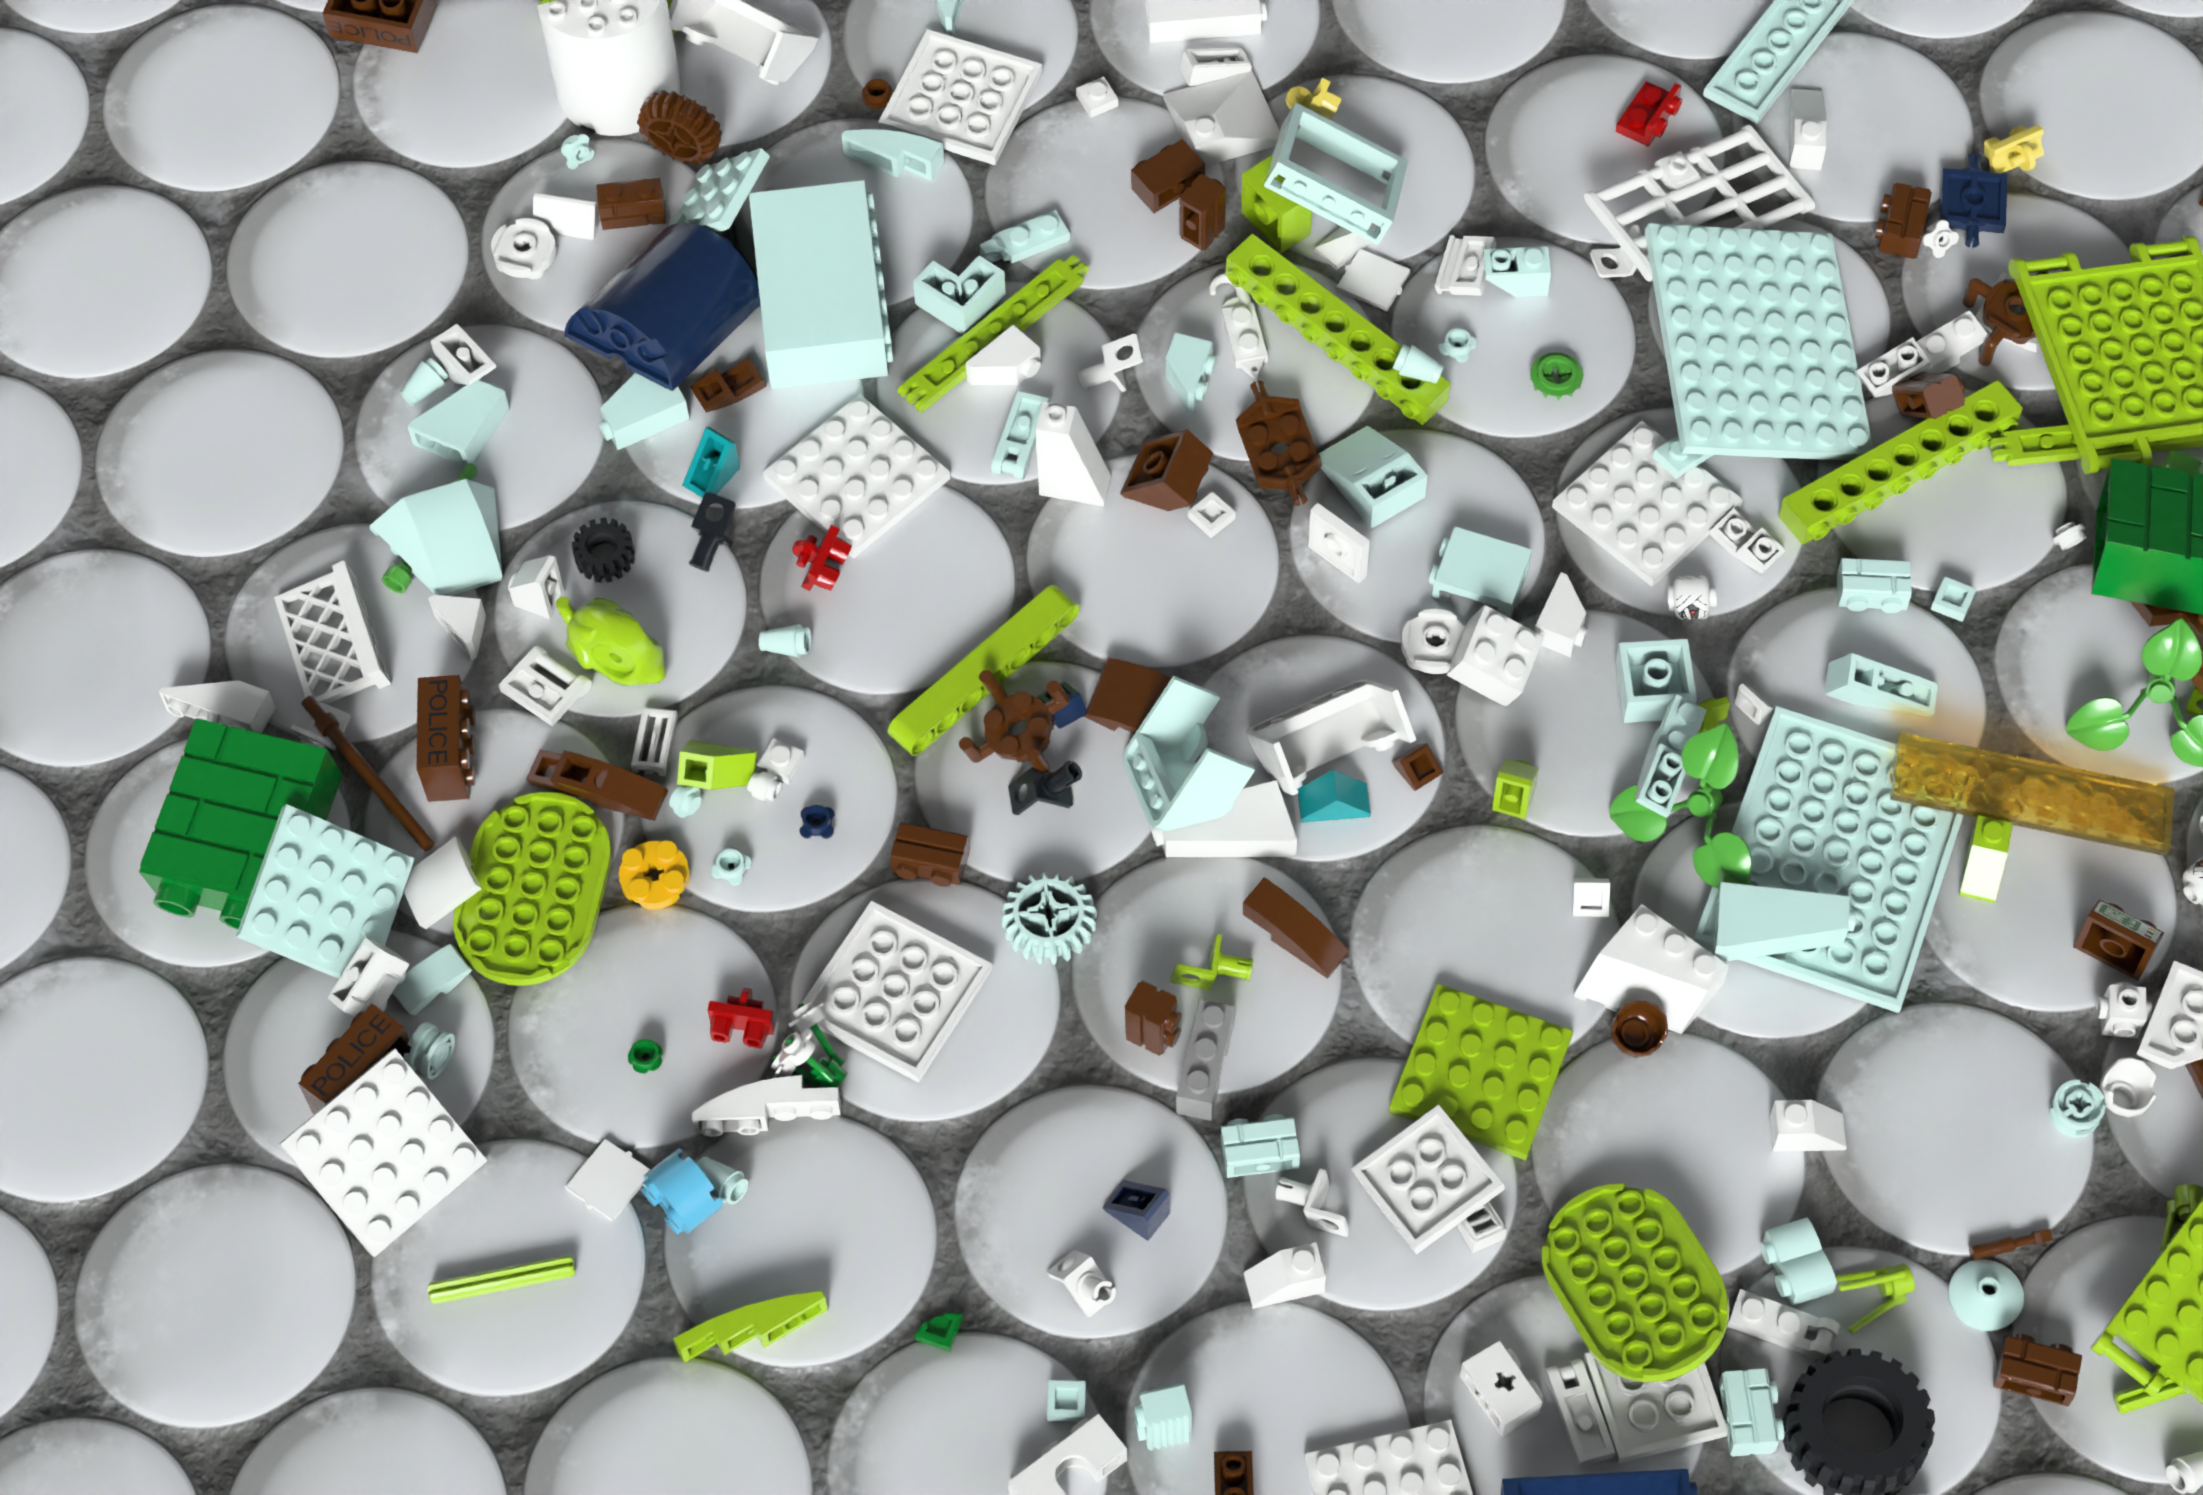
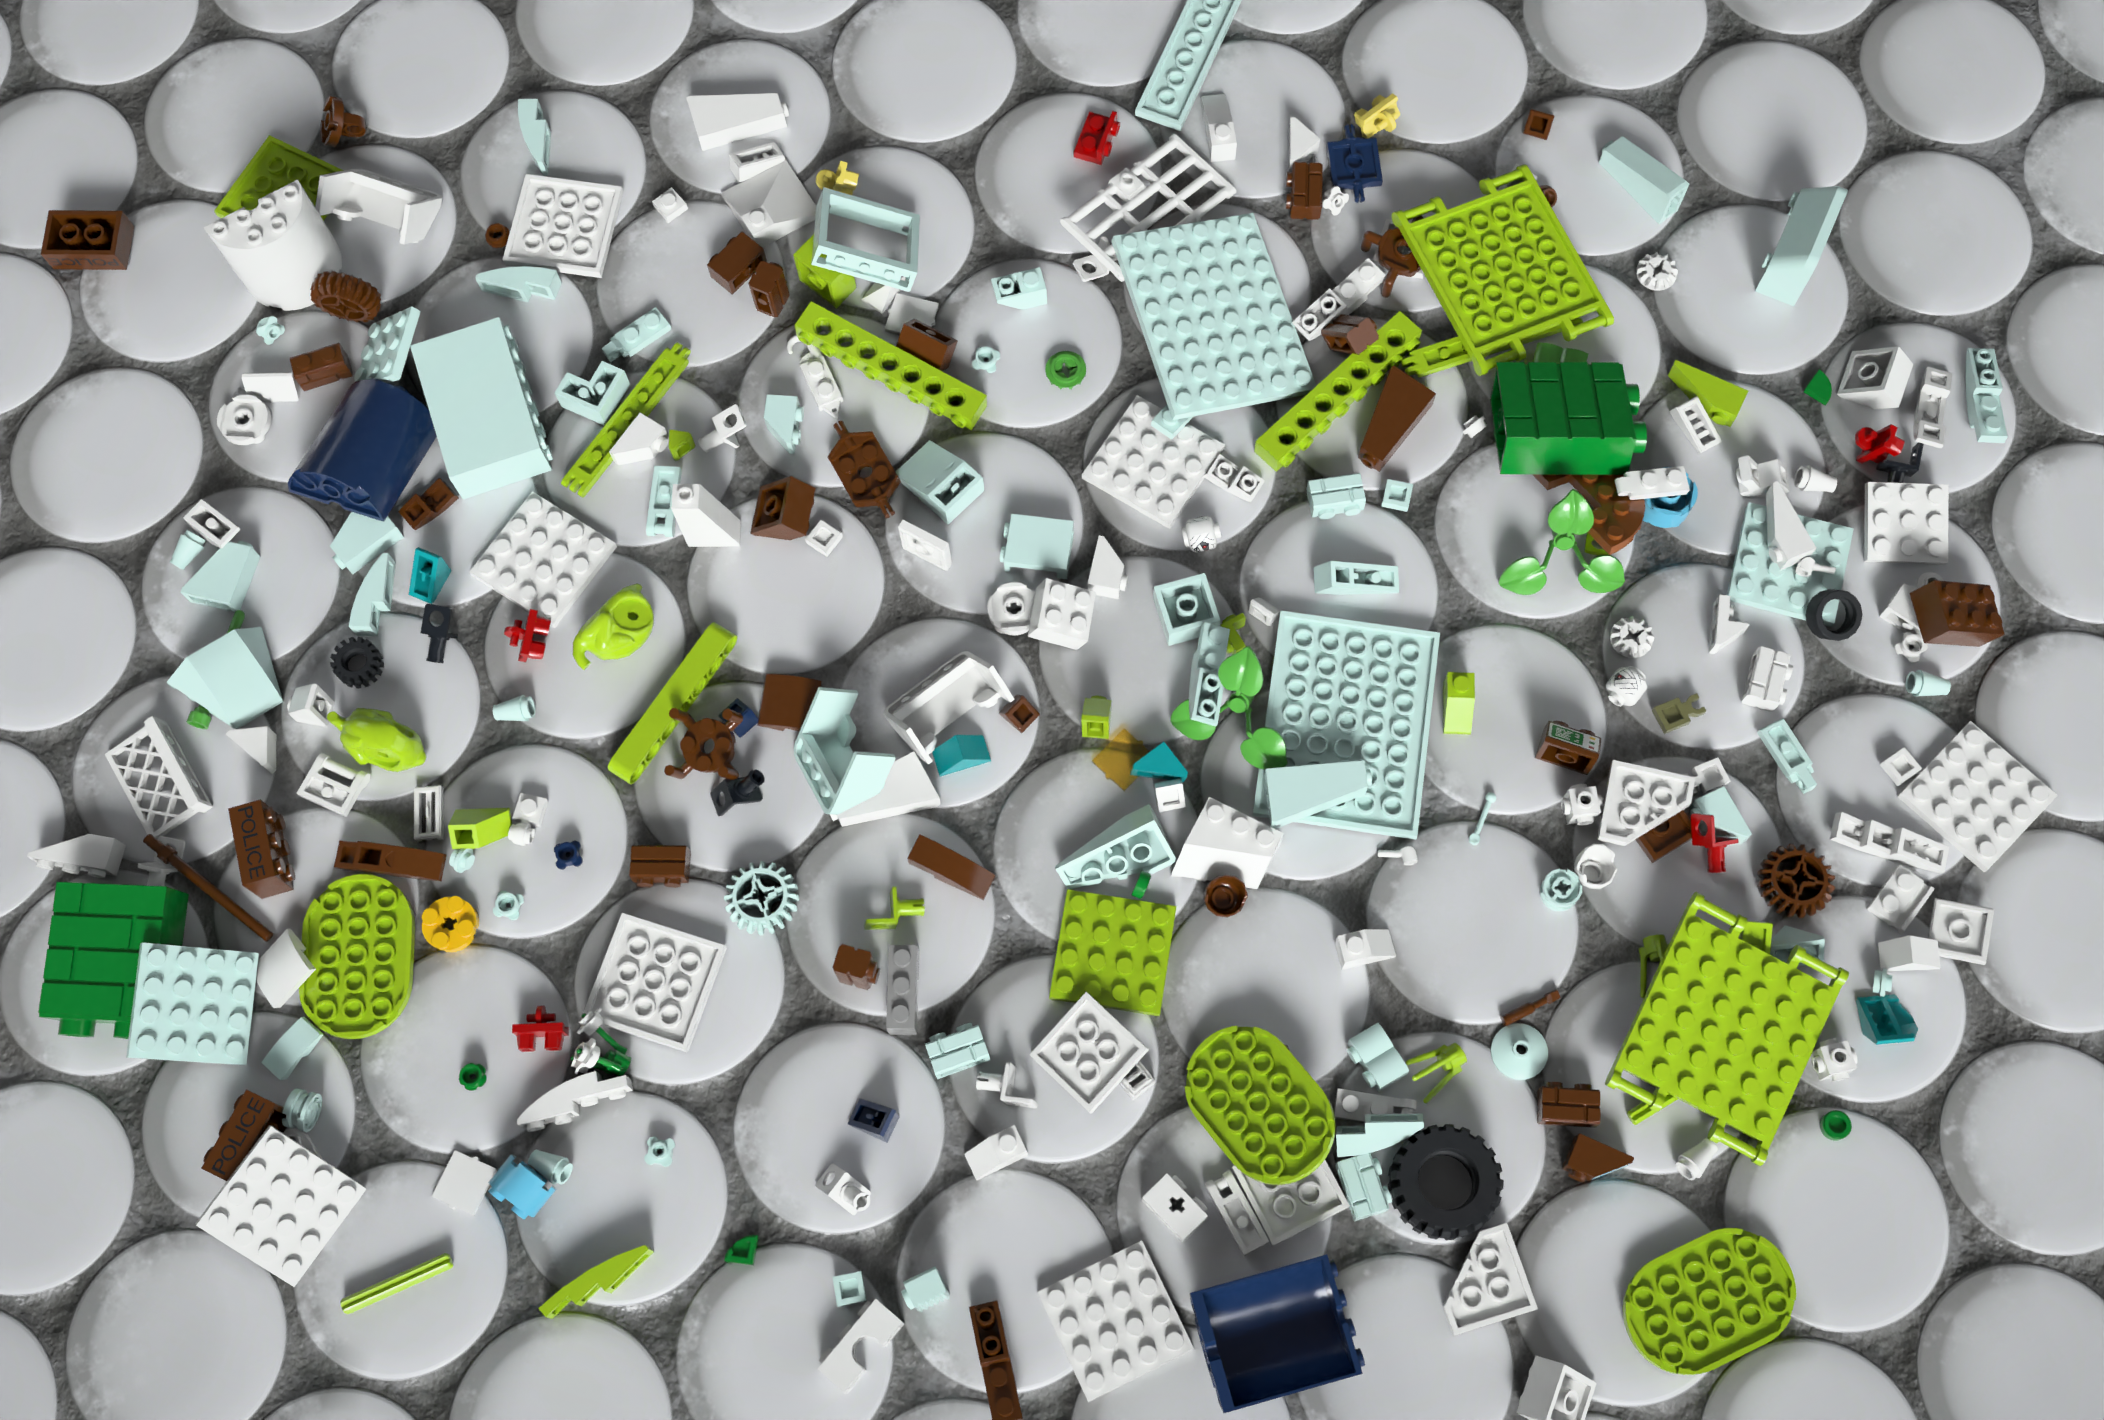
camera: 10 degrees left, 10 degrees up
(368, 978) = (242, 1063): white brick -> none
(639, 478) = (373, 597): none -> light aqua slope
(863, 1200) = (665, 1157): none -> light aqua plate
(931, 567) = (616, 627): none -> lime piece
(1055, 372) = (680, 443): none -> lime slope
(1387, 310) = (927, 344): none -> reddish brown brick
(1416, 364) = (958, 387): light aqua cone -> none
(1463, 265) = (978, 293): white plate -> none
(1519, 950) = (1121, 850): none -> light aqua wedge
(1533, 996) = (1141, 884): none -> green tile
(1540, 847) = (1119, 758): none -> clear yellow piece
(1584, 857) = (1160, 764): none -> teal slope
(1780, 1348) = (1378, 1133): none -> light aqua slope
(1884, 1026) = (1408, 855): none -> white hand
(1911, 163) = (1302, 143): none -> white slope
(1967, 507) = (1395, 416): none -> reddish brown slope
(1976, 1026) = (1474, 838): none -> light aqua hinge
(2032, 794) = (1484, 644): clear yellow plate -> none
(2060, 1441) = (1593, 1159): none -> reddish brown slope

